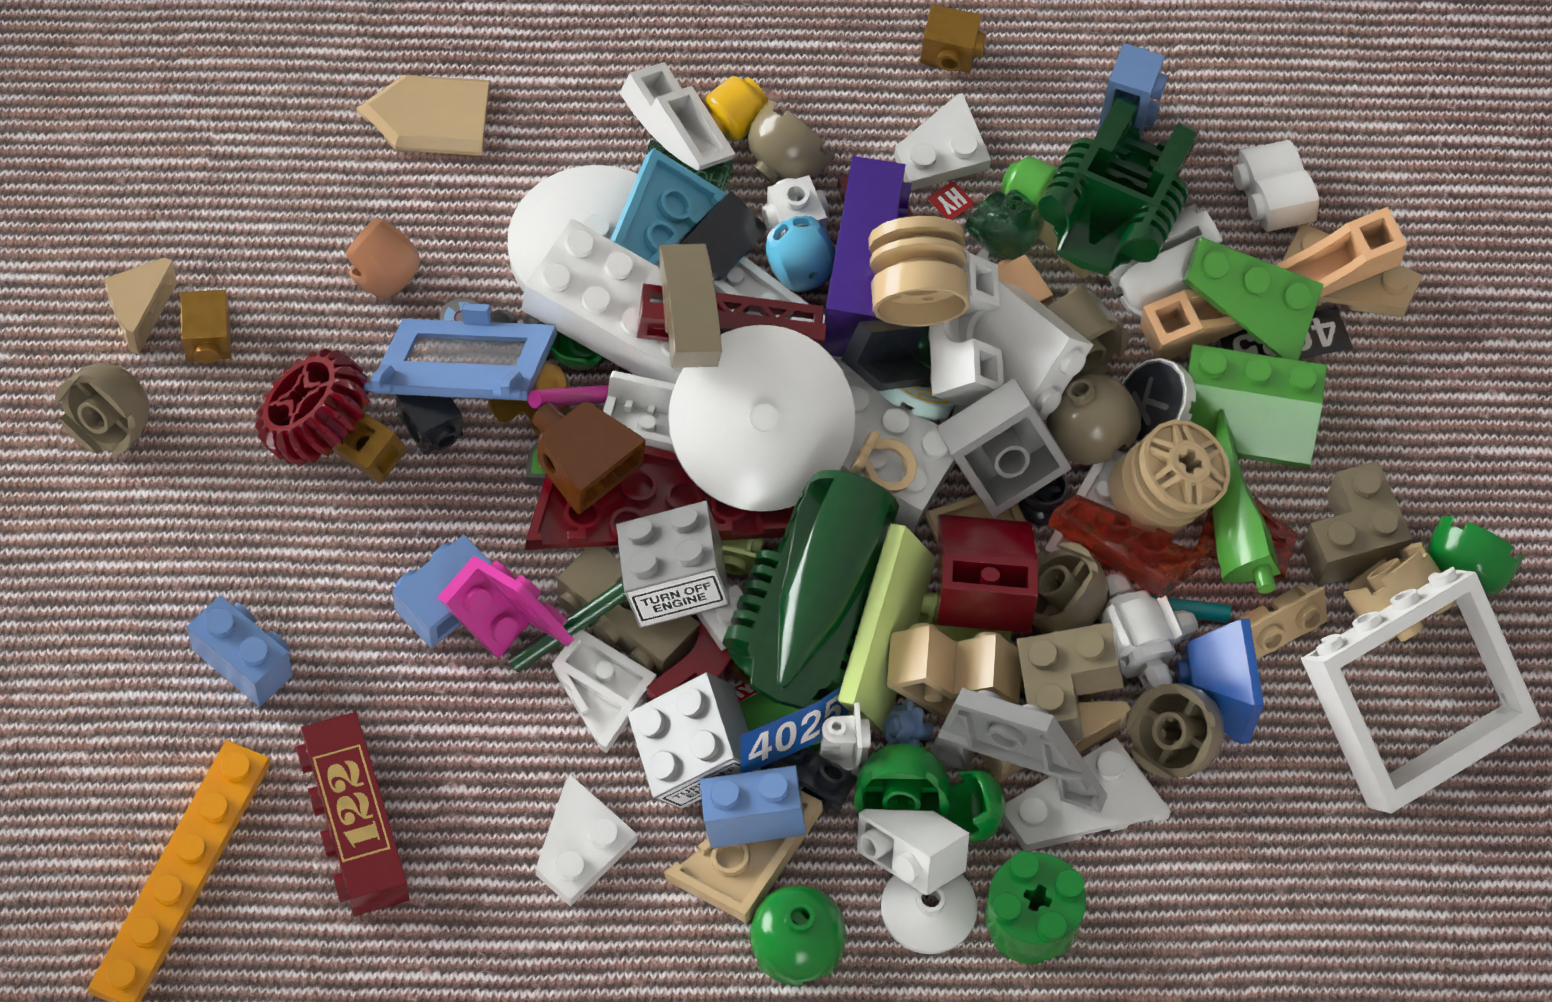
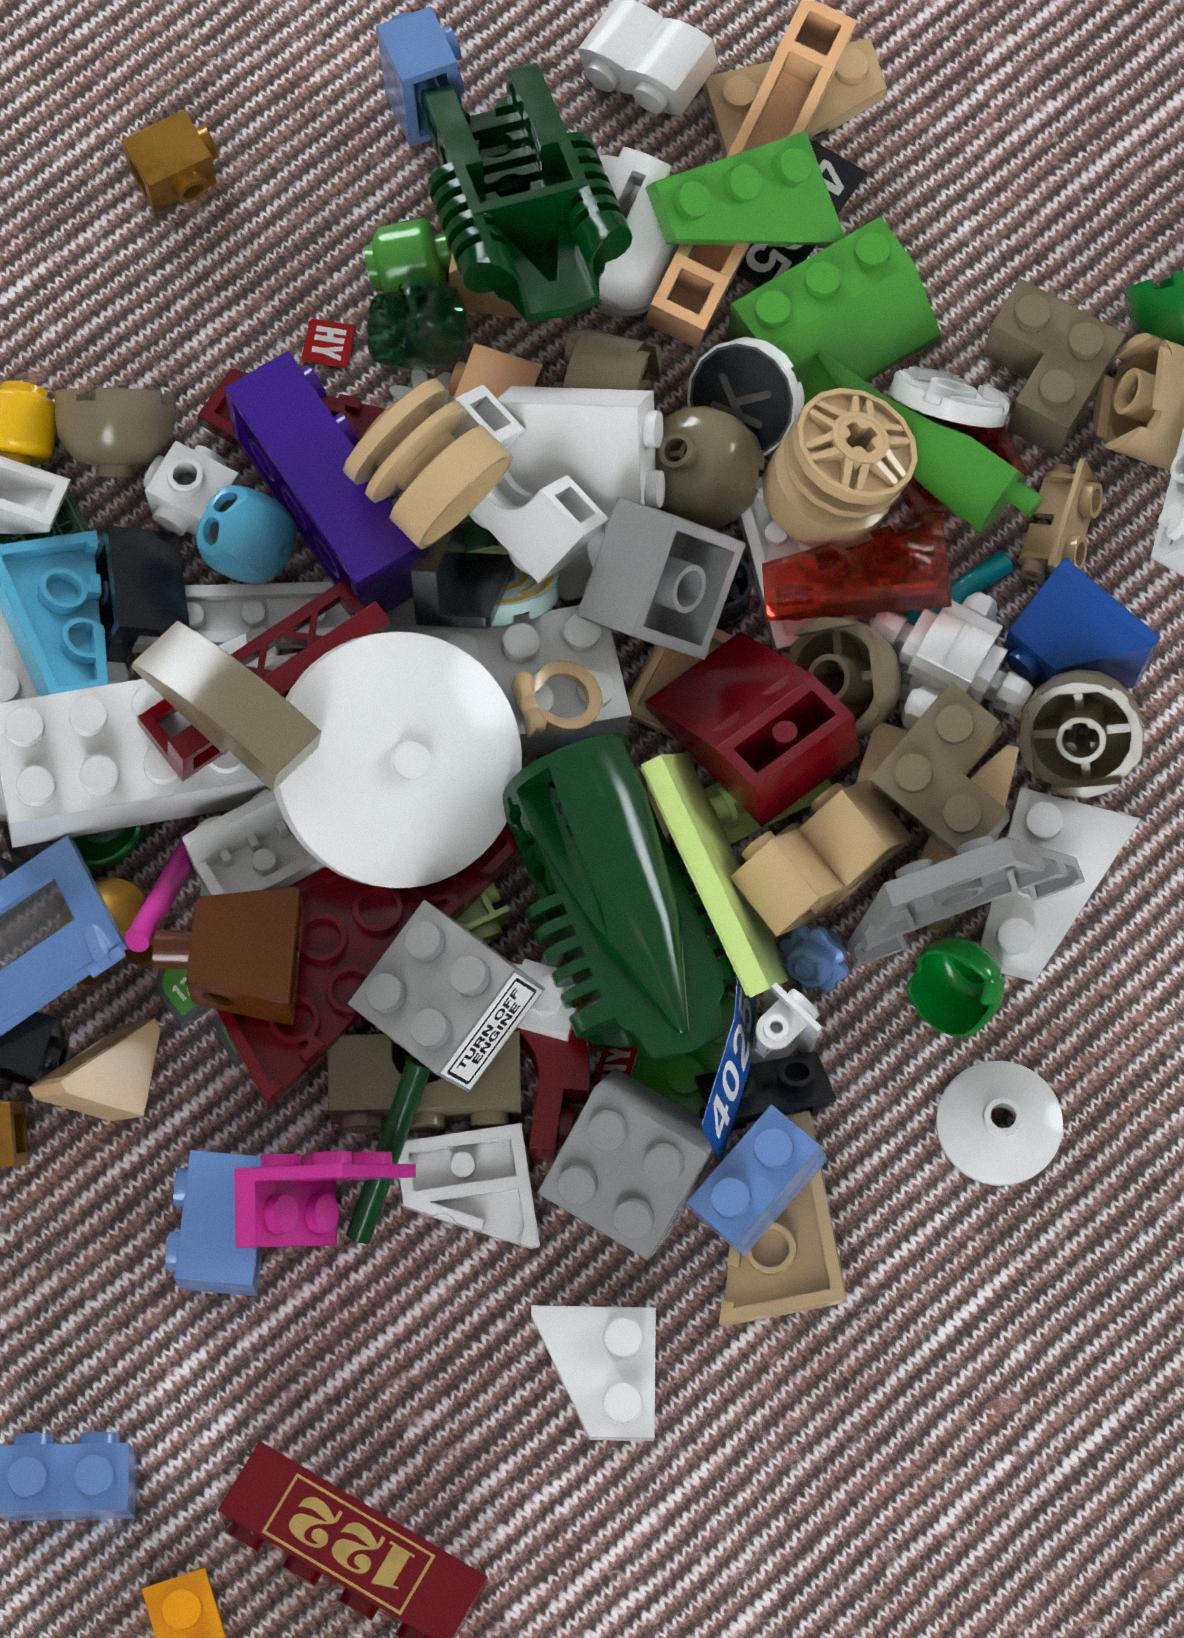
camera: 40 degrees left, 10 degrees up
(456, 468) = (107, 1077): none -> tan slope
(798, 935) = (880, 1276): green cylinder -> none
(903, 779) = (875, 1024): green cylinder -> none
(914, 846) = (940, 1077): white slope -> none
(943, 147) = (269, 289): white wing -> none
(1040, 882) = (1125, 1004): green brick -> none
(1275, 494) = (949, 398): none -> white tile

